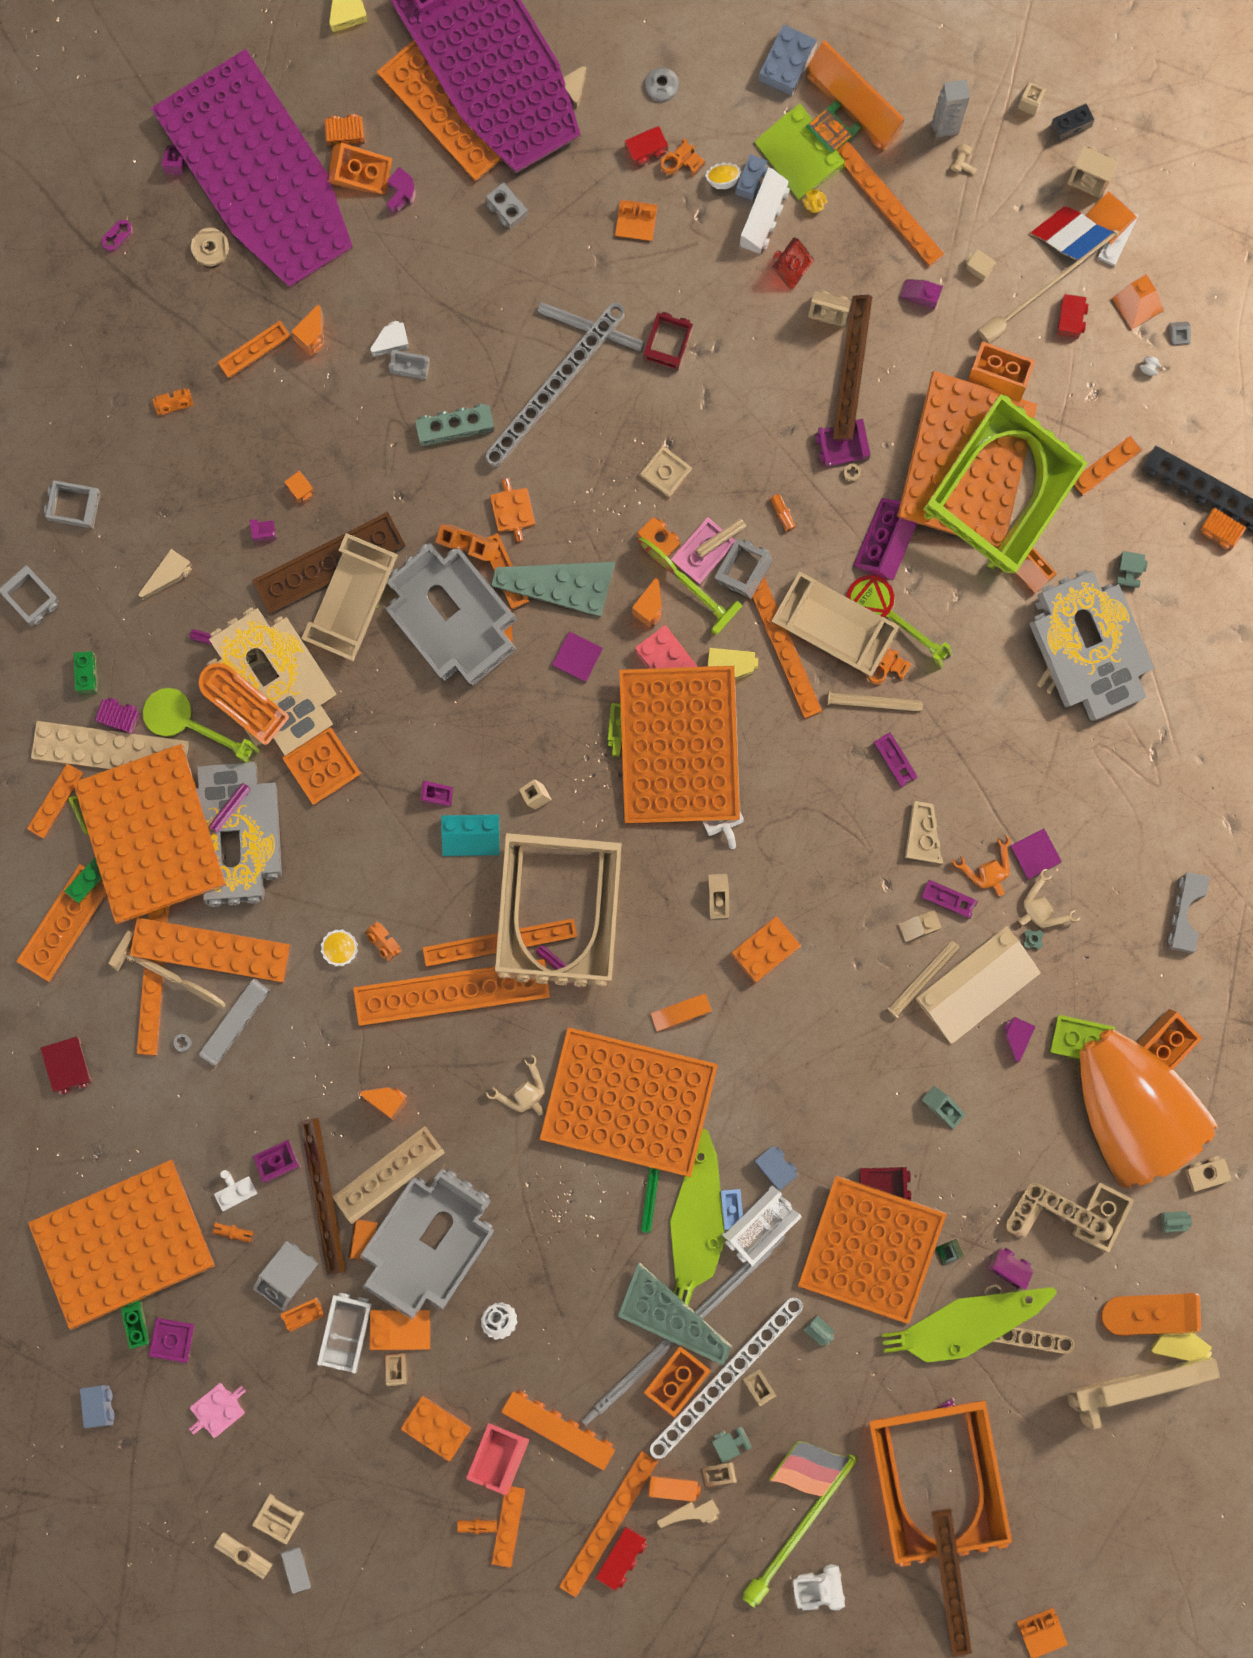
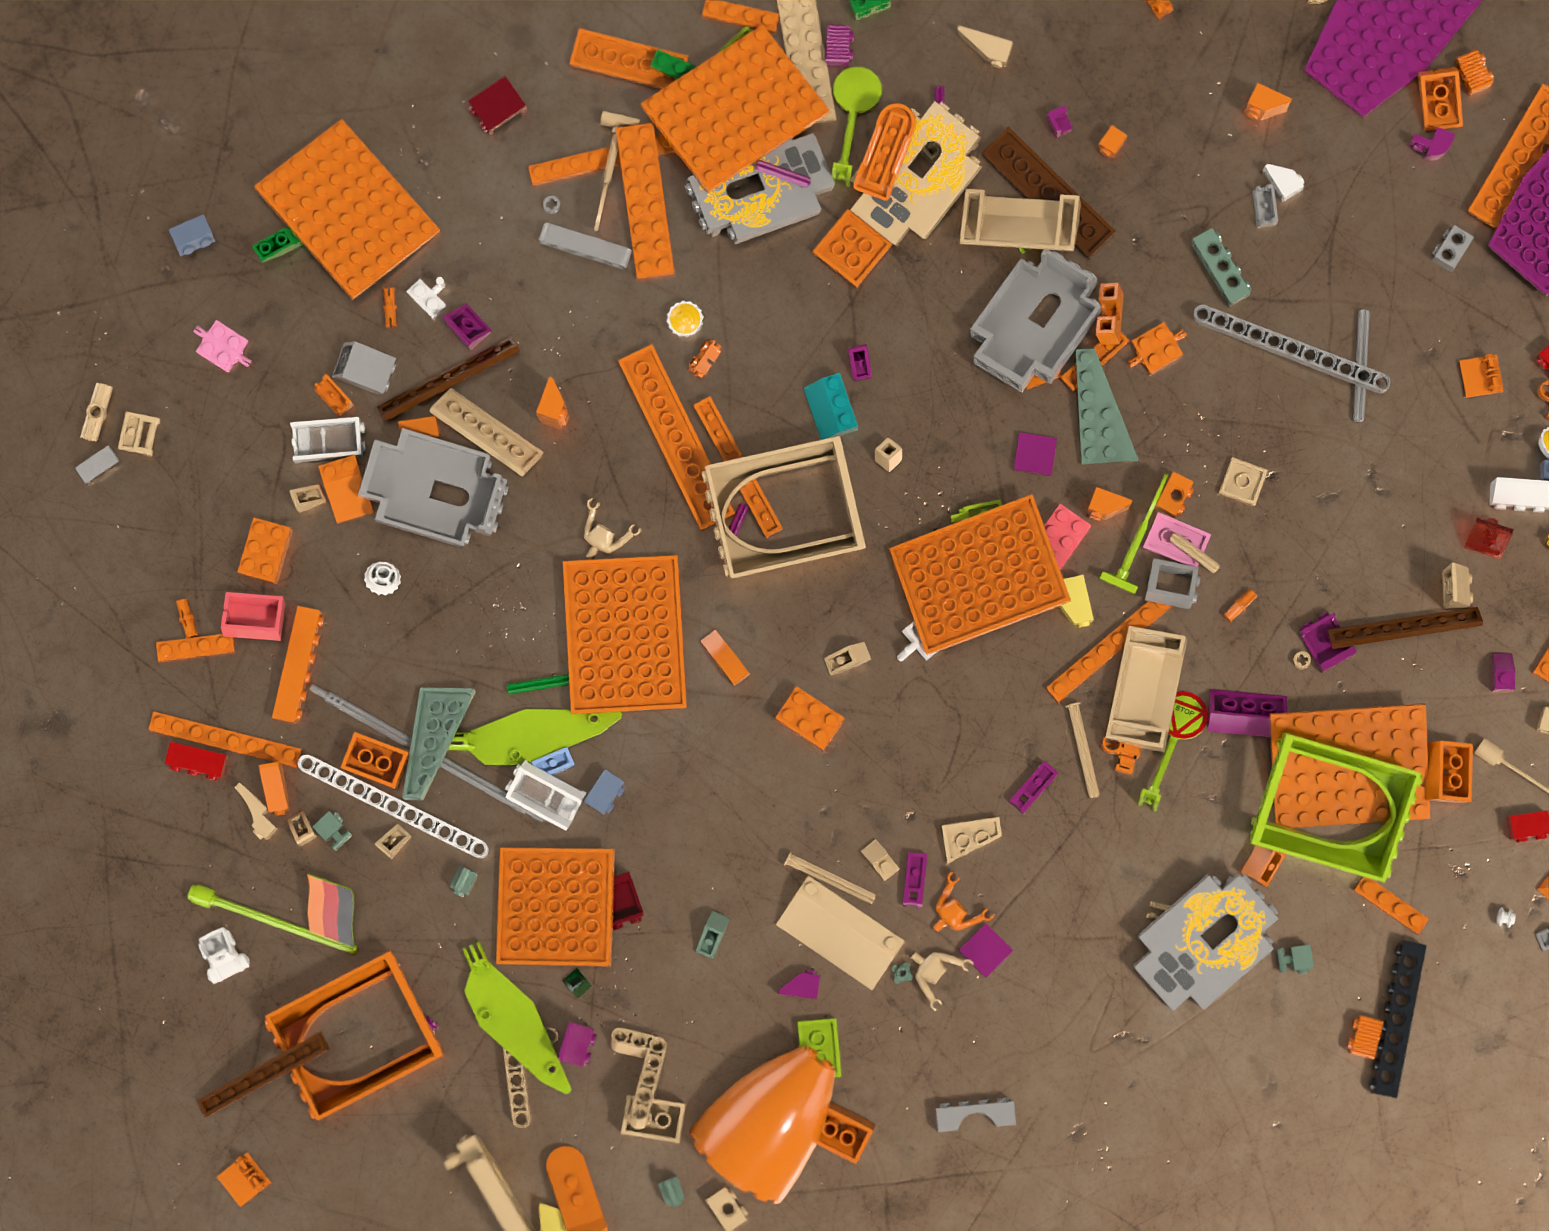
camera: 80 degrees right, 0 degrees up
(171, 1340) = (274, 284): magenta tile -> none
(254, 349) = (1231, 57): orange plate -> none
(662, 358) = (1352, 453): dark red window -> none

